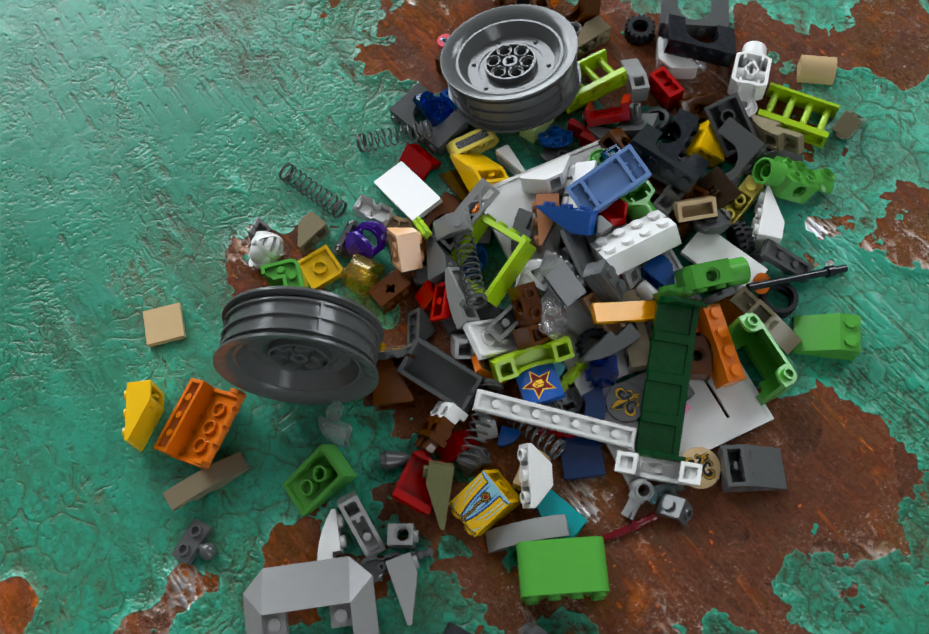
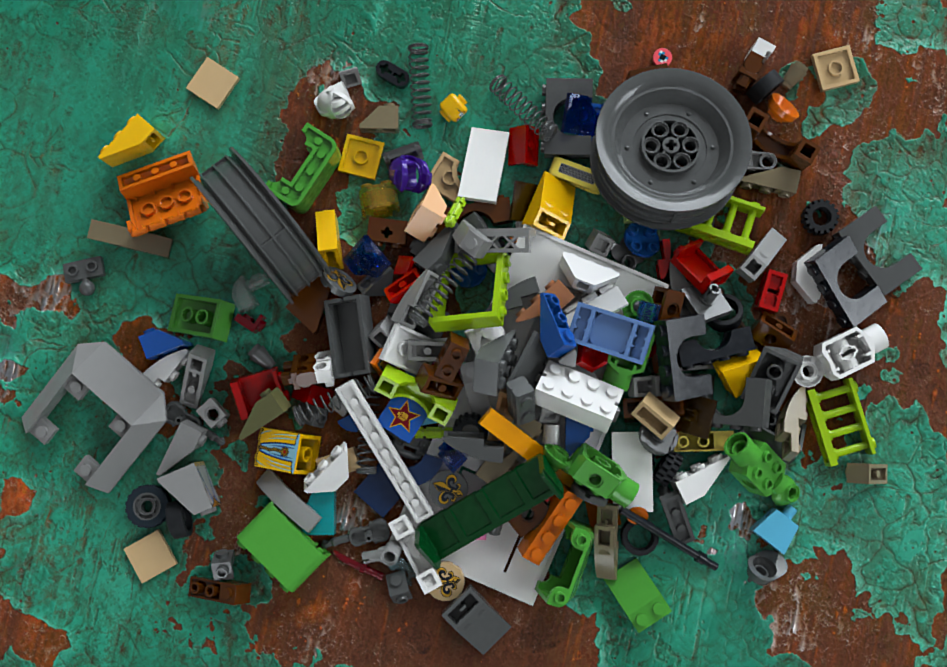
camera: 45 degrees right, 20 degrees up
(286, 203) = (395, 70): none -> black beam
(309, 521) = (159, 343): none -> blue slope
(349, 181) = (453, 107): none -> yellow head
(358, 447) = (247, 321): none -> dark red bracket
(368, 210) = (440, 154): white piece -> none
(396, 317) = (366, 258): none -> clear blue plate
(446, 603) = (192, 488): none -> light grey slope
(508, 159) = (586, 219): white slope -> none
(532, 158) = (599, 242): none -> light grey brick
(554, 319) = (456, 388): clear dish -> none
(611, 489) = (375, 531): none -> dark grey piece
(816, 69) = (905, 404): tan brick -> none
(847, 206) = (777, 528): none -> medium azure torso
(873, 233) = (766, 567): none -> dark grey piece

